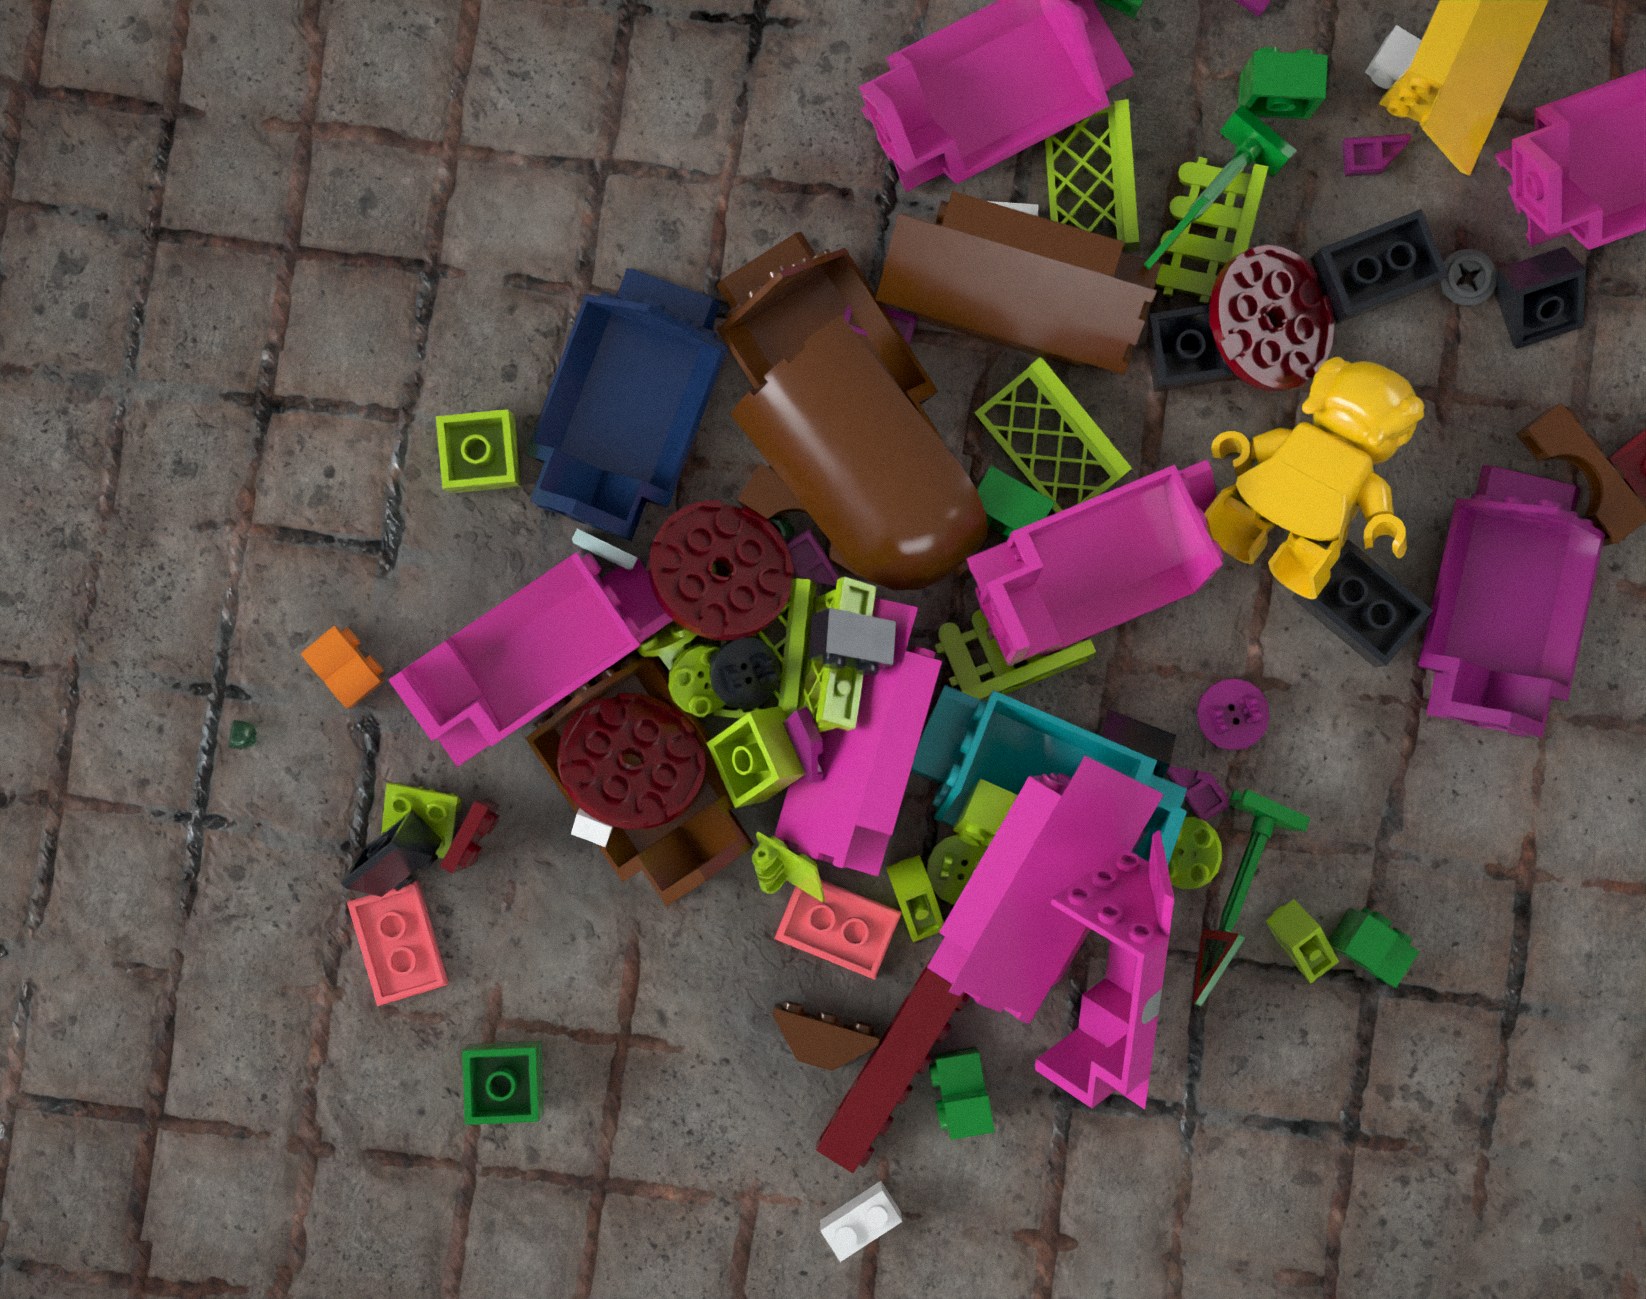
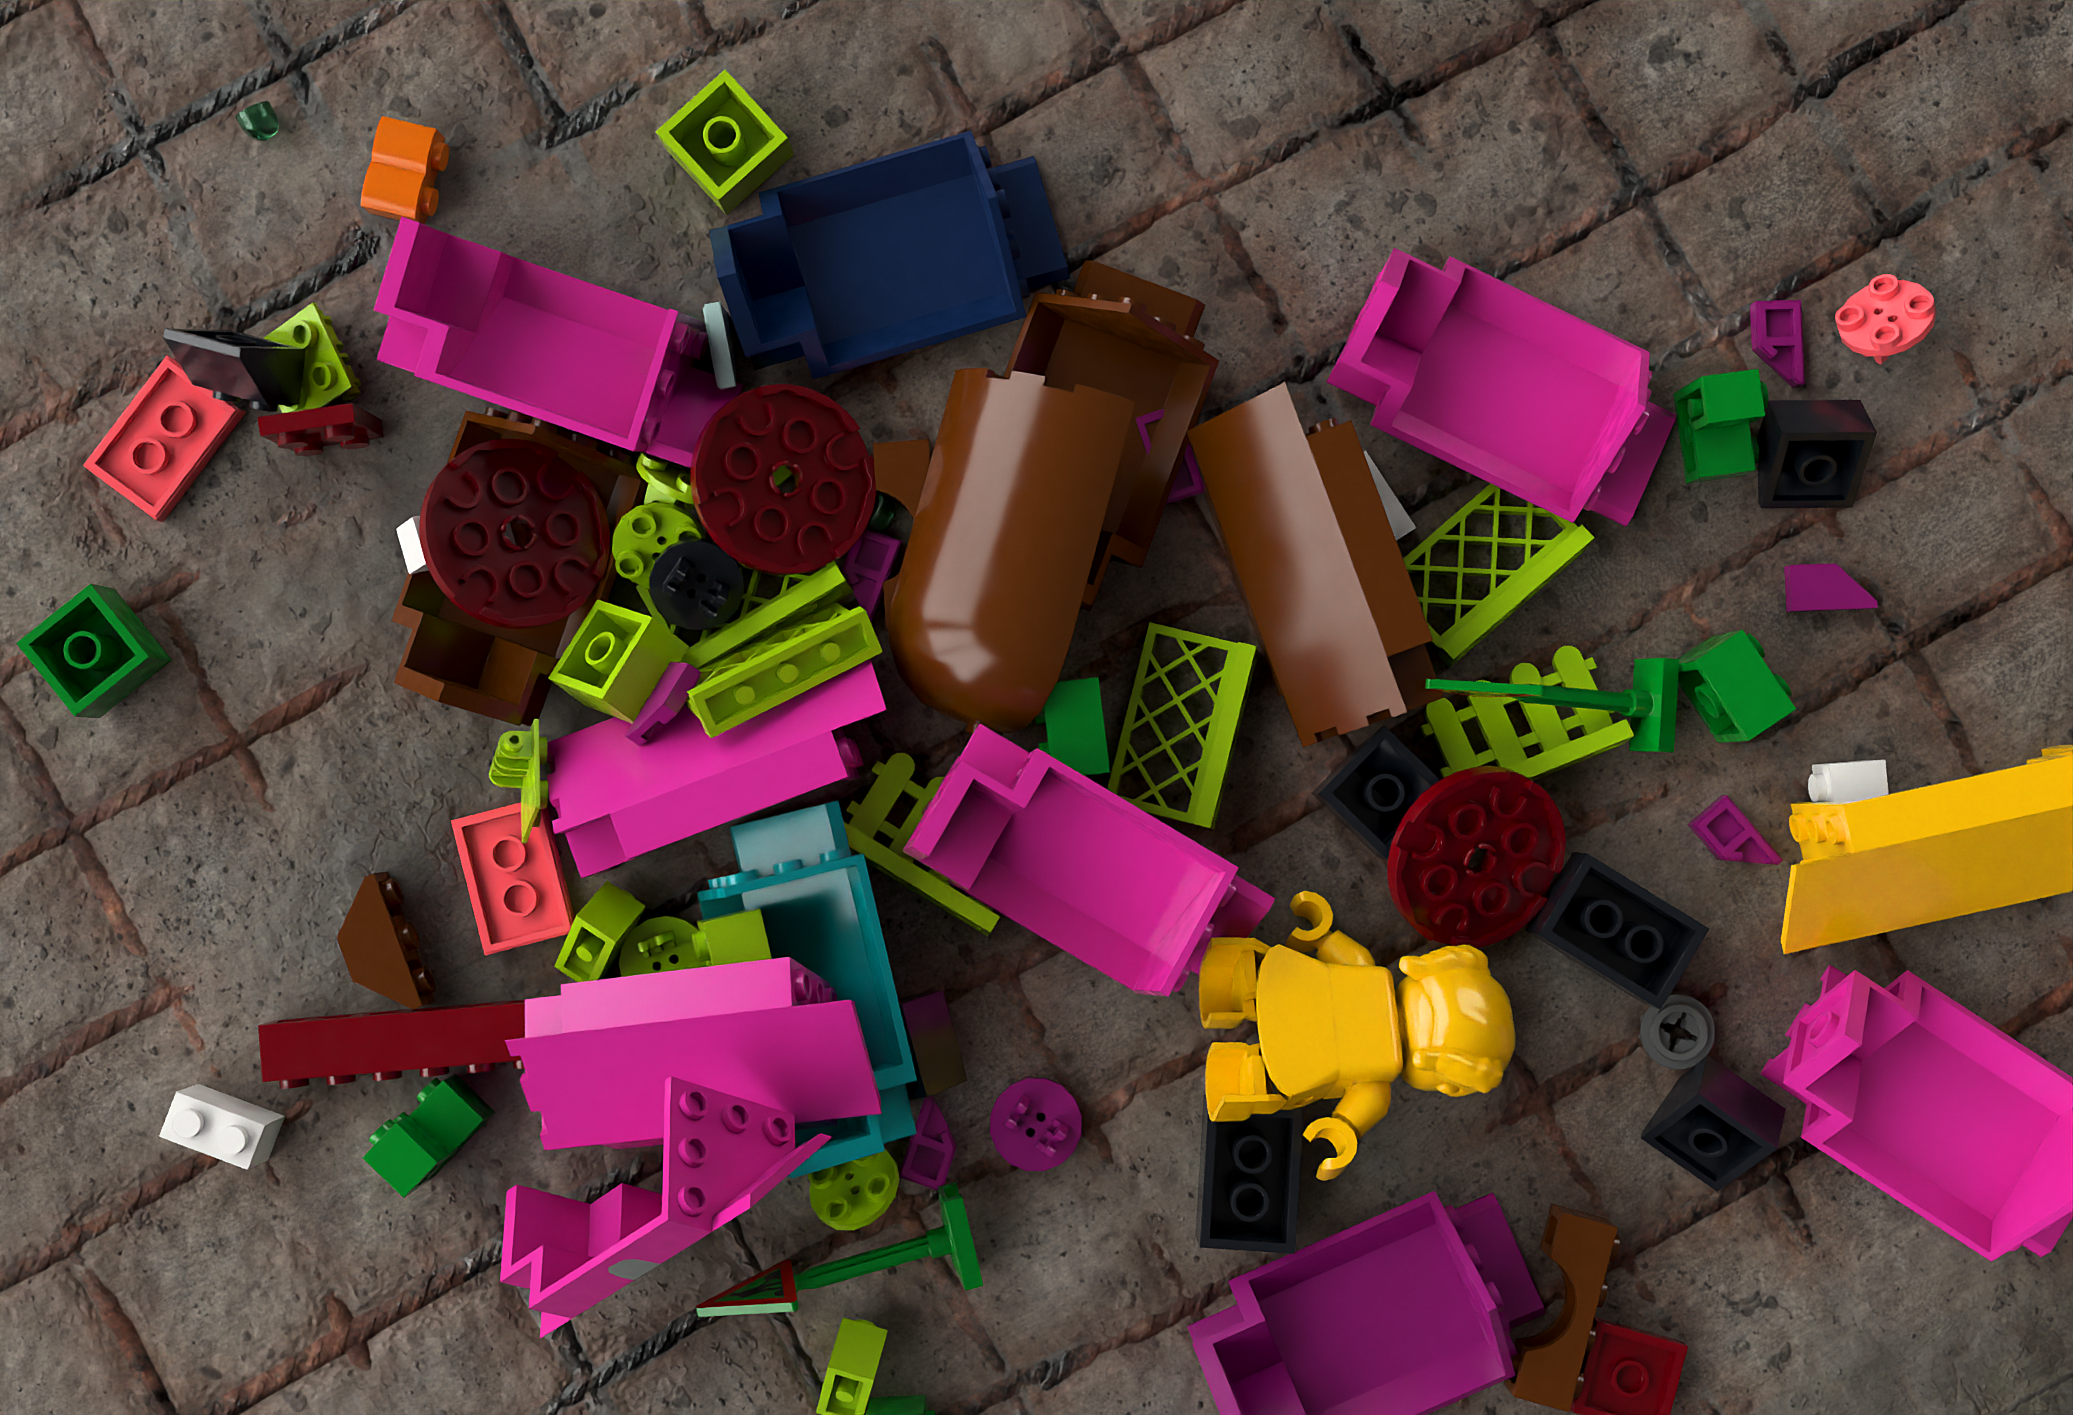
camera: 50 degrees right, 0 degrees up
(852, 641) = (798, 666): brick -> none

